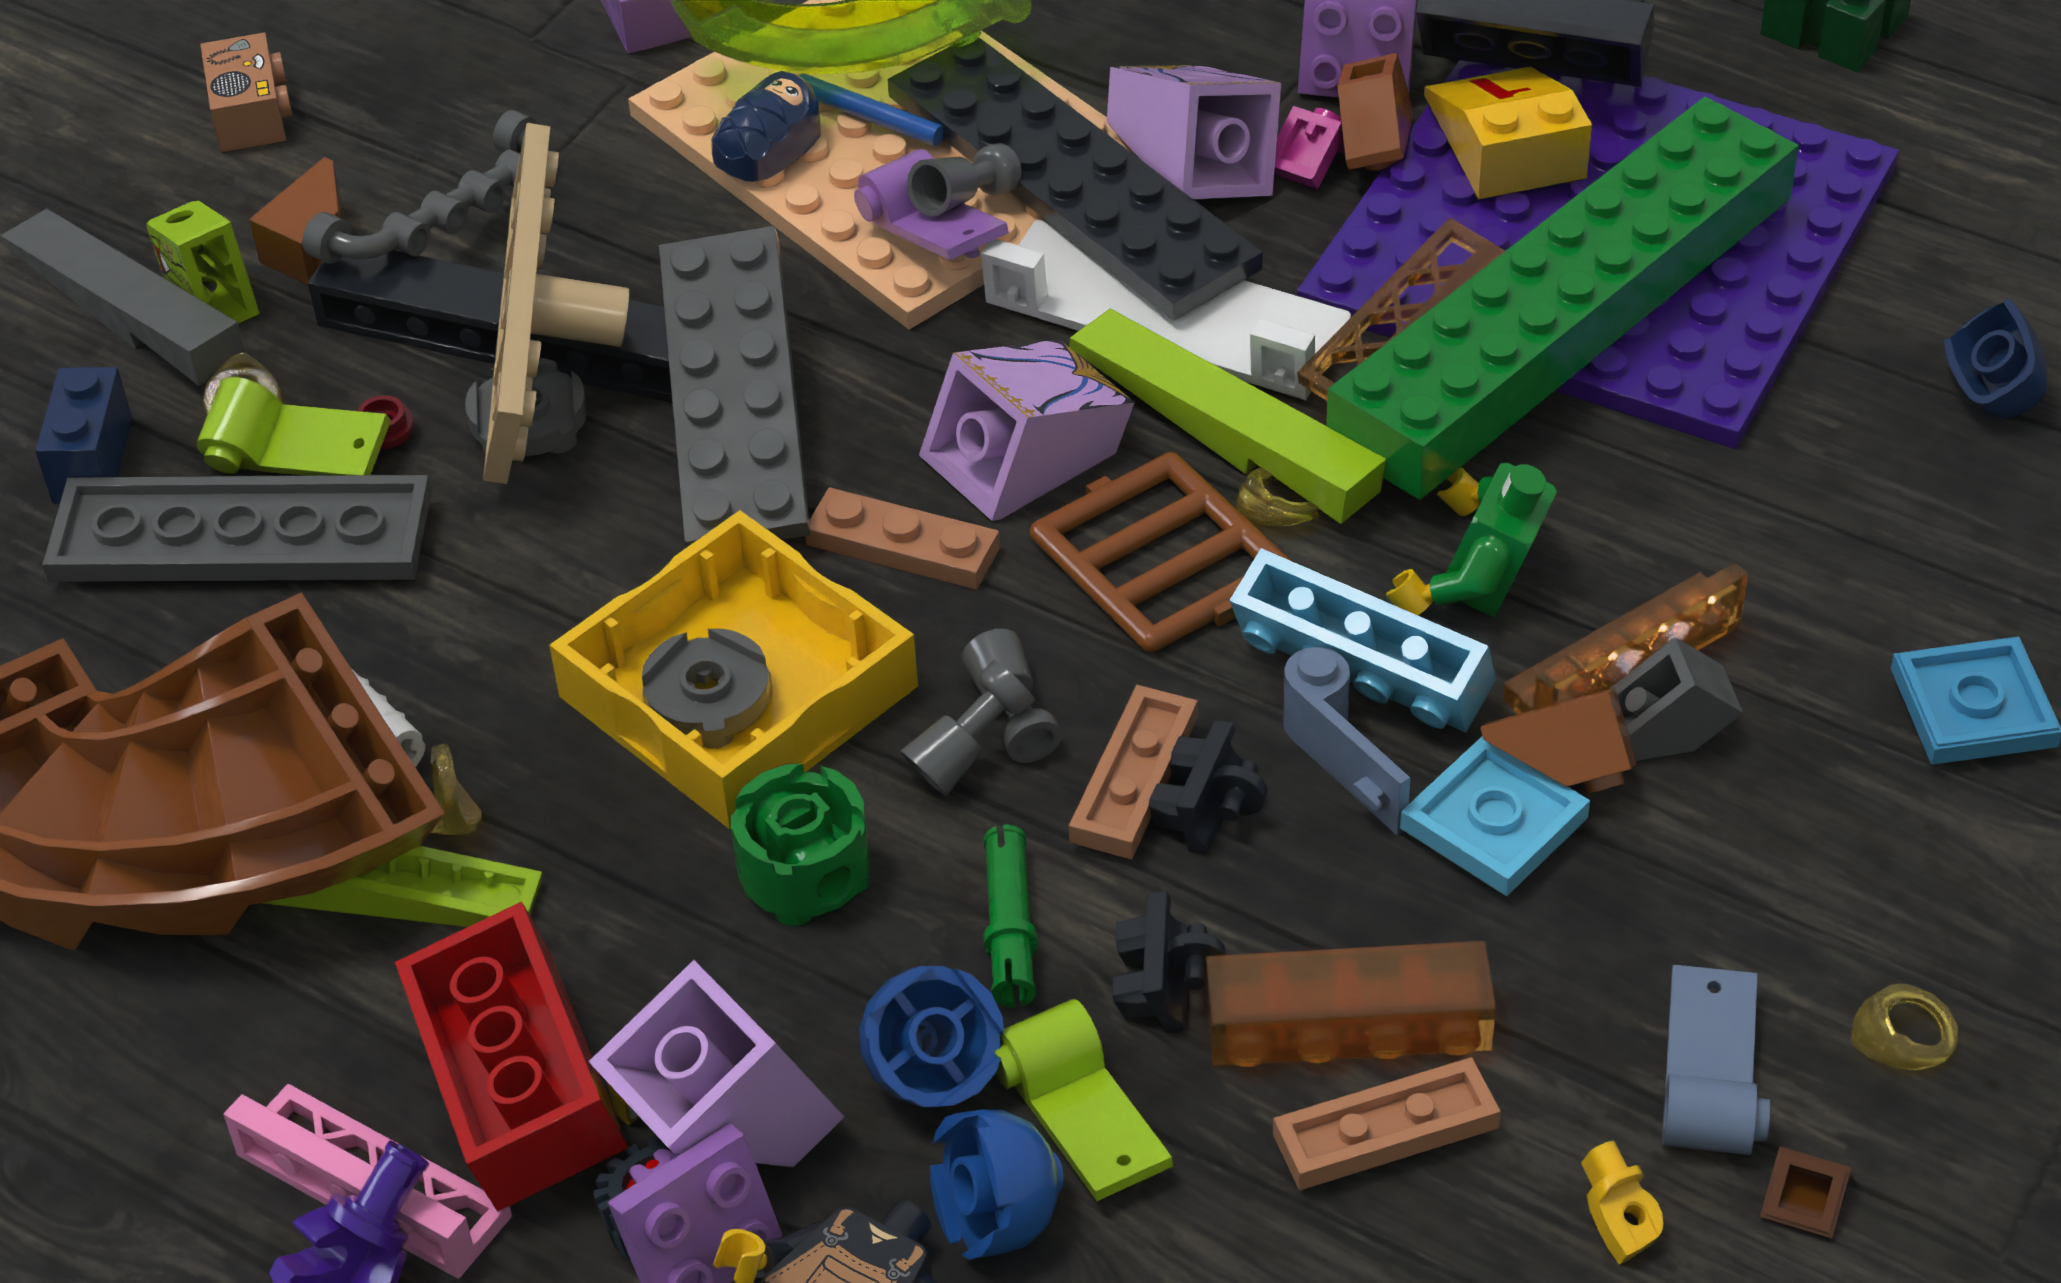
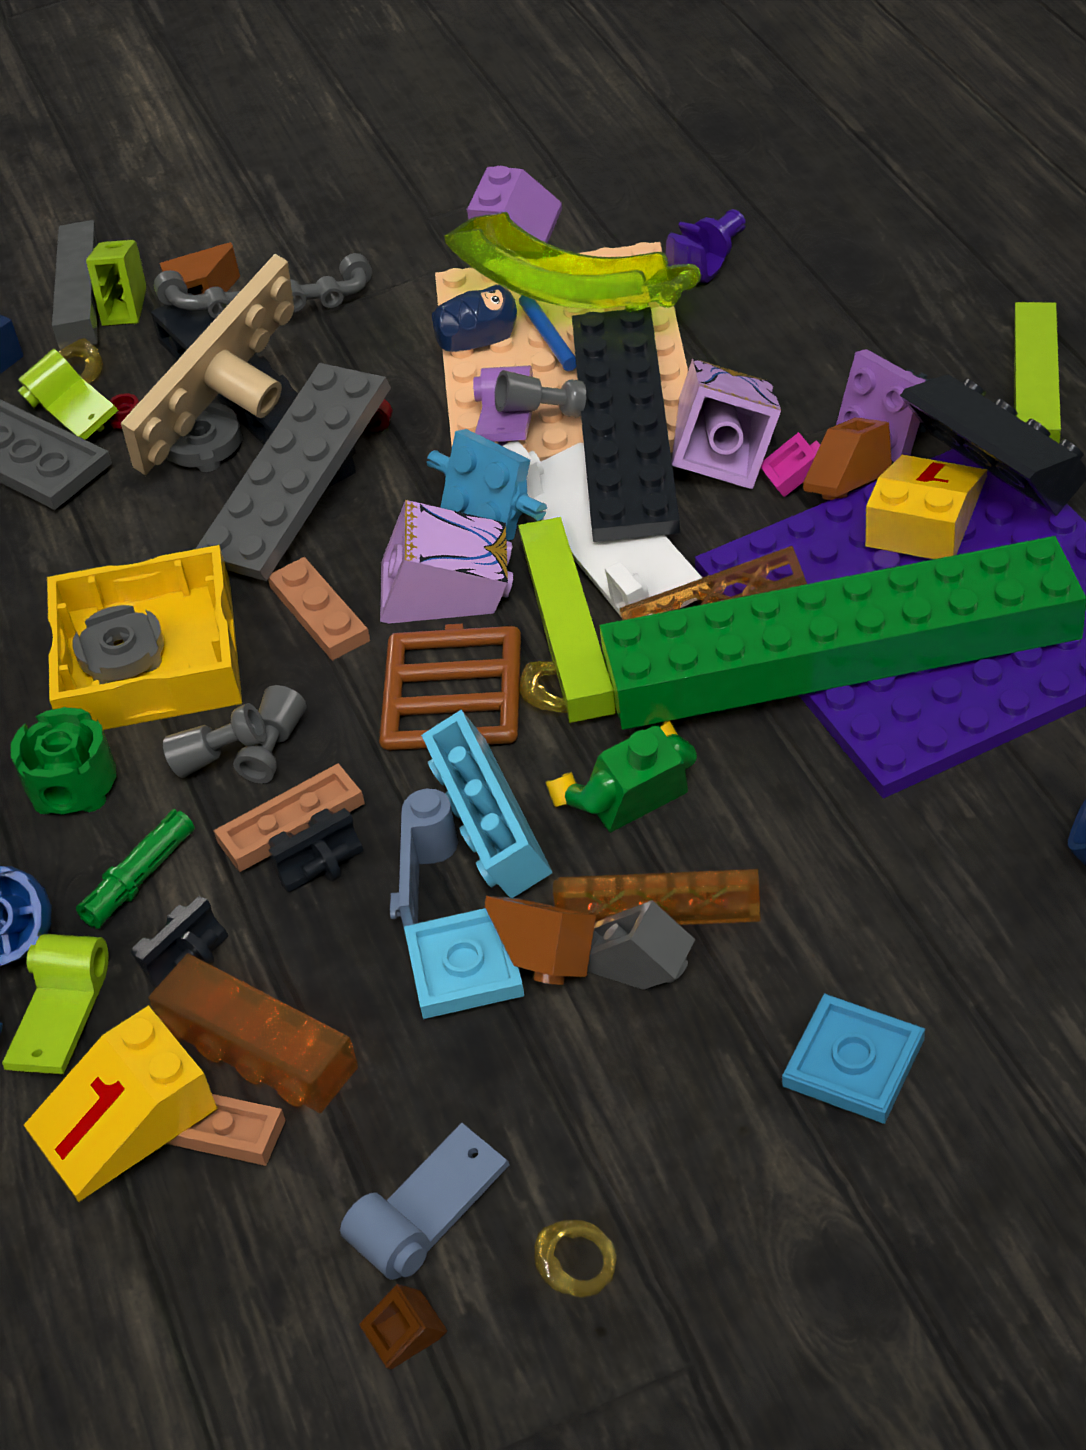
camera: 40 degrees right, 0 degrees up
(246, 91) = (242, 190): nougat brick -> none
(987, 300) = (486, 481): none -> dark azure plate
(1308, 1142) = (120, 1104): none -> yellow slope
(1618, 1192) = (275, 1251): yellow piece -> none

